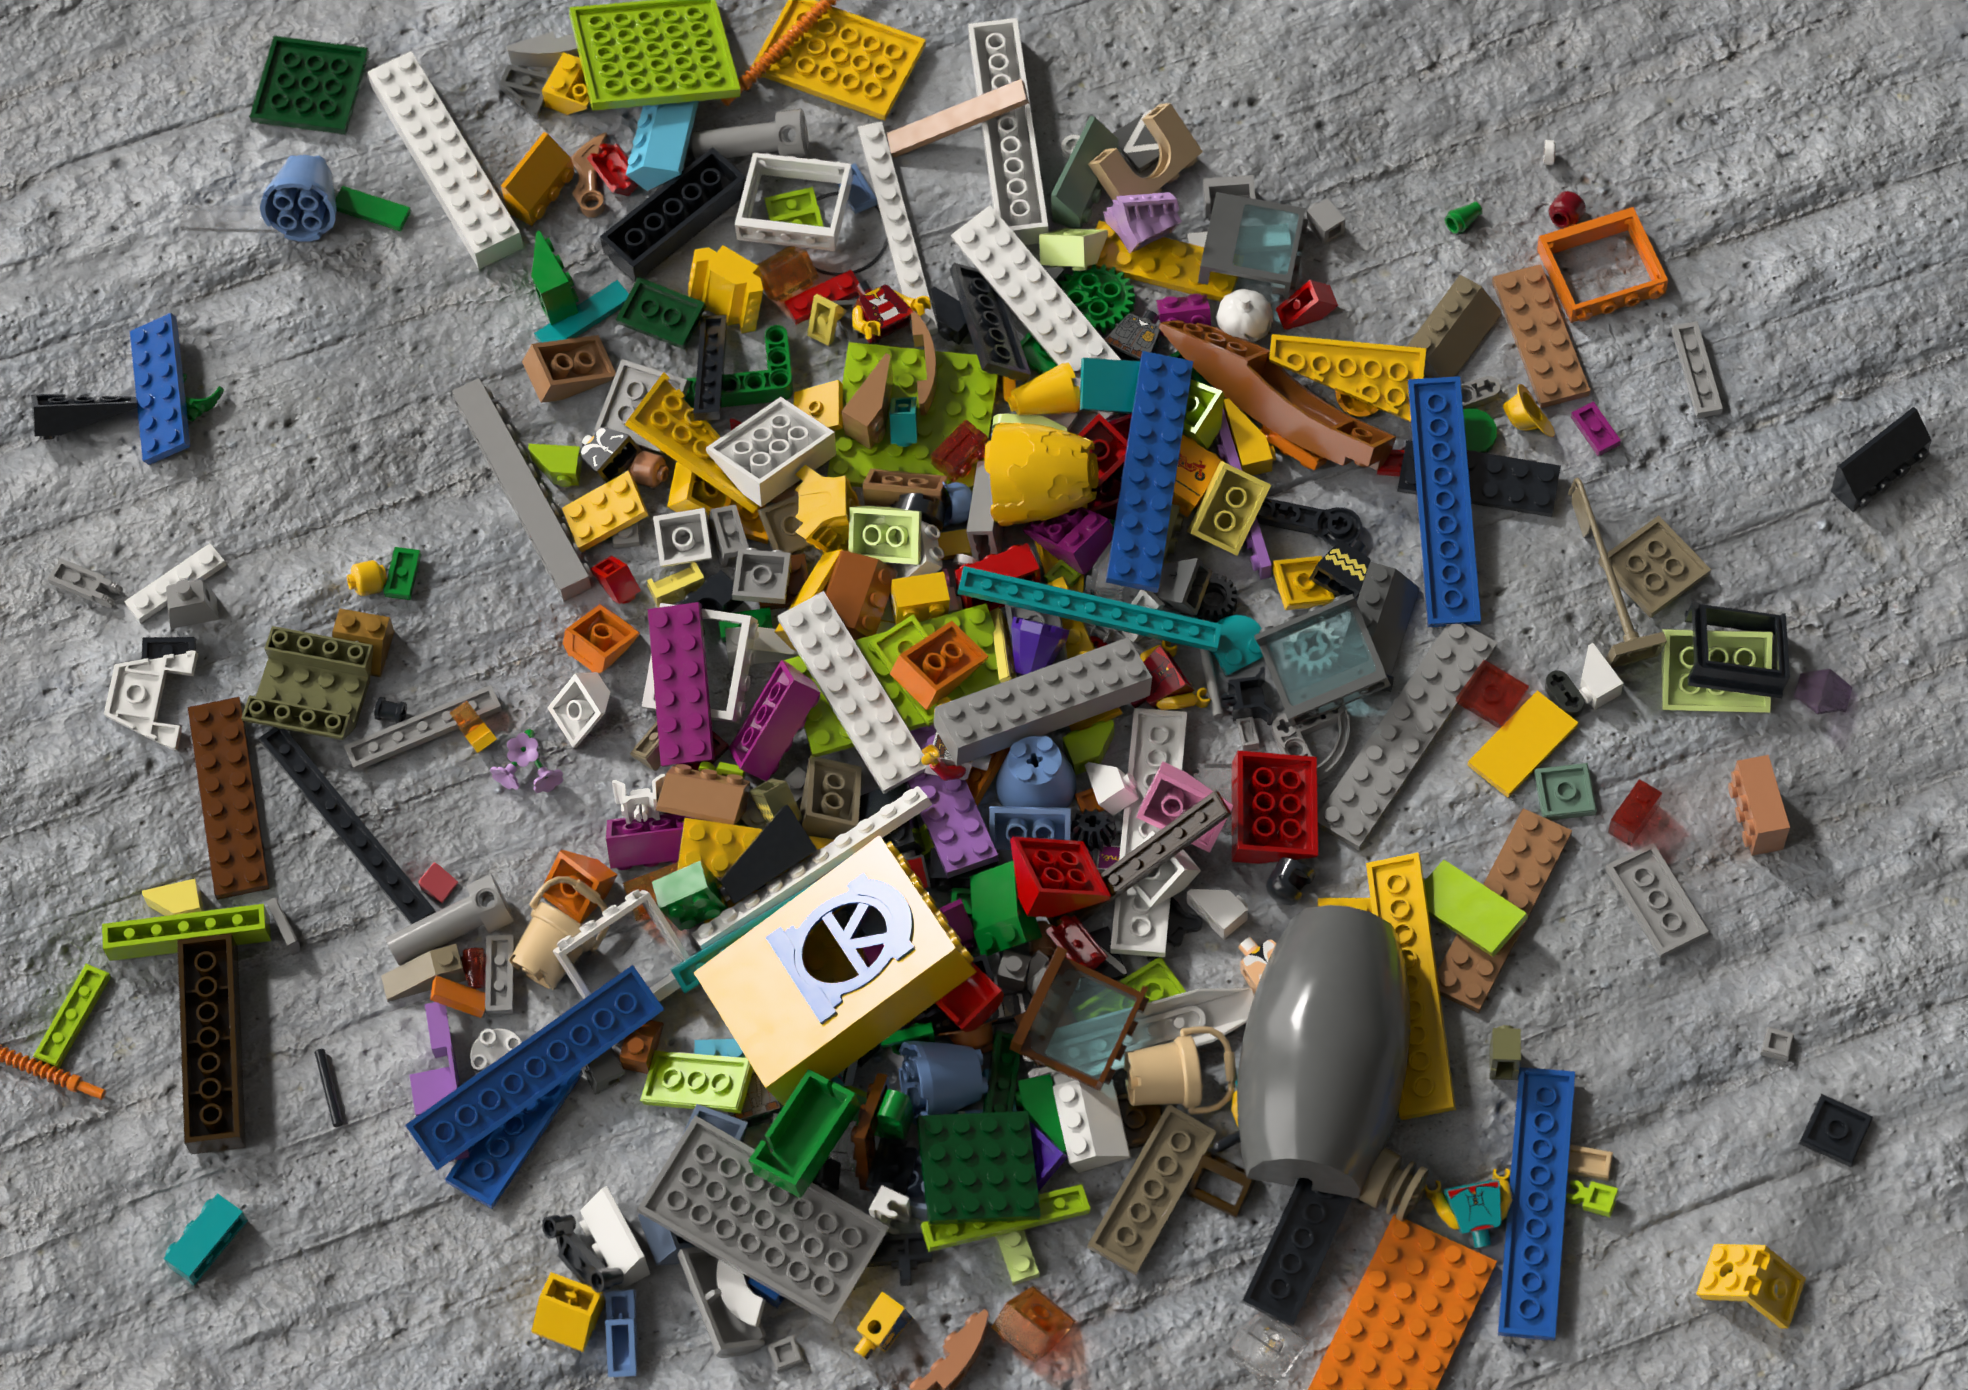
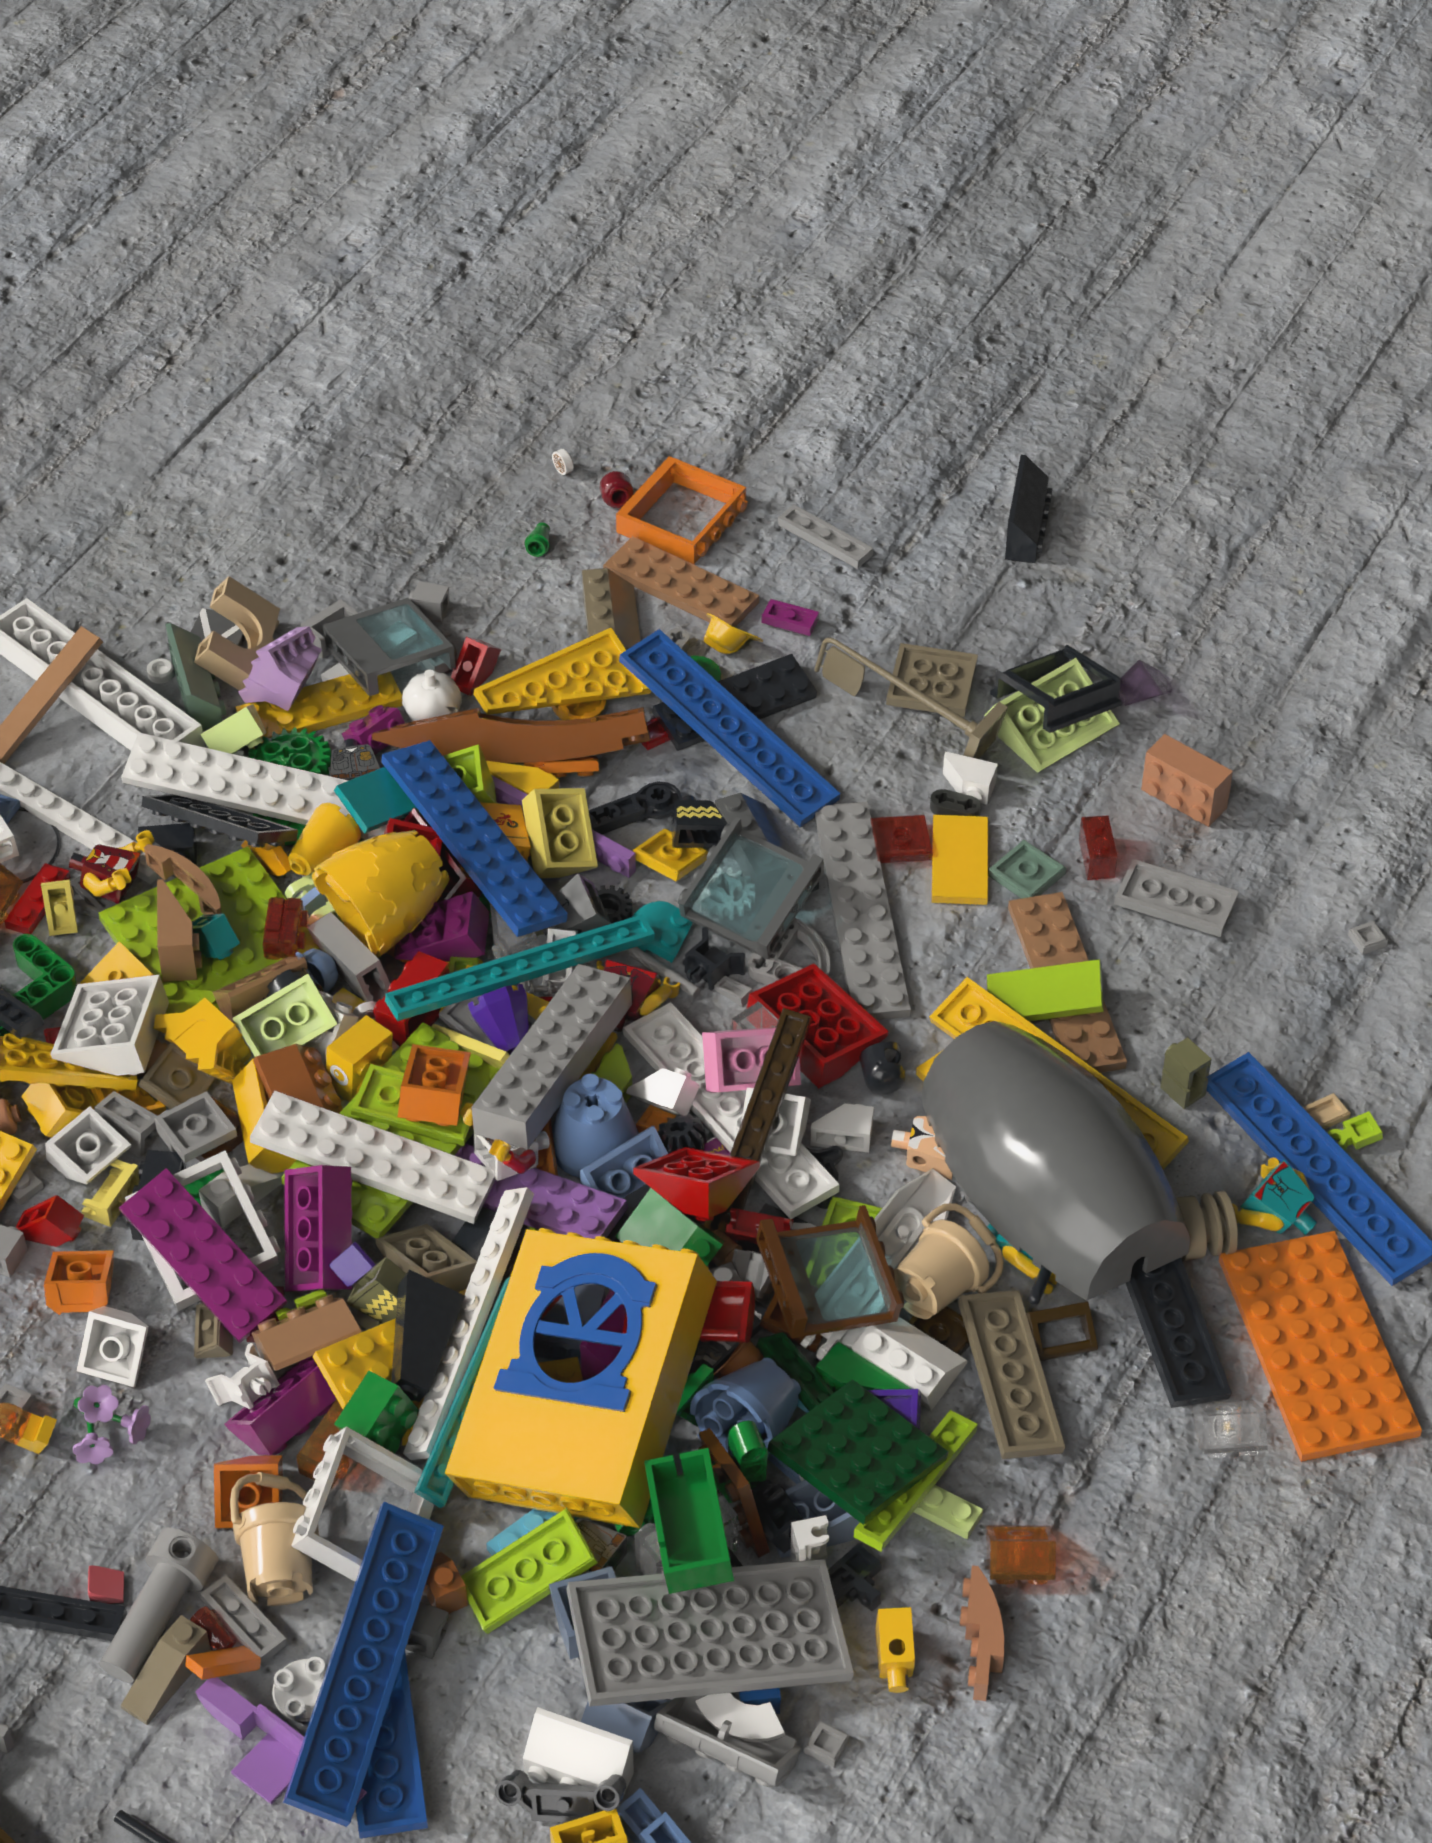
camera: 45 degrees left, 15 degrees down
(769, 766) = (351, 1264): none -> slope

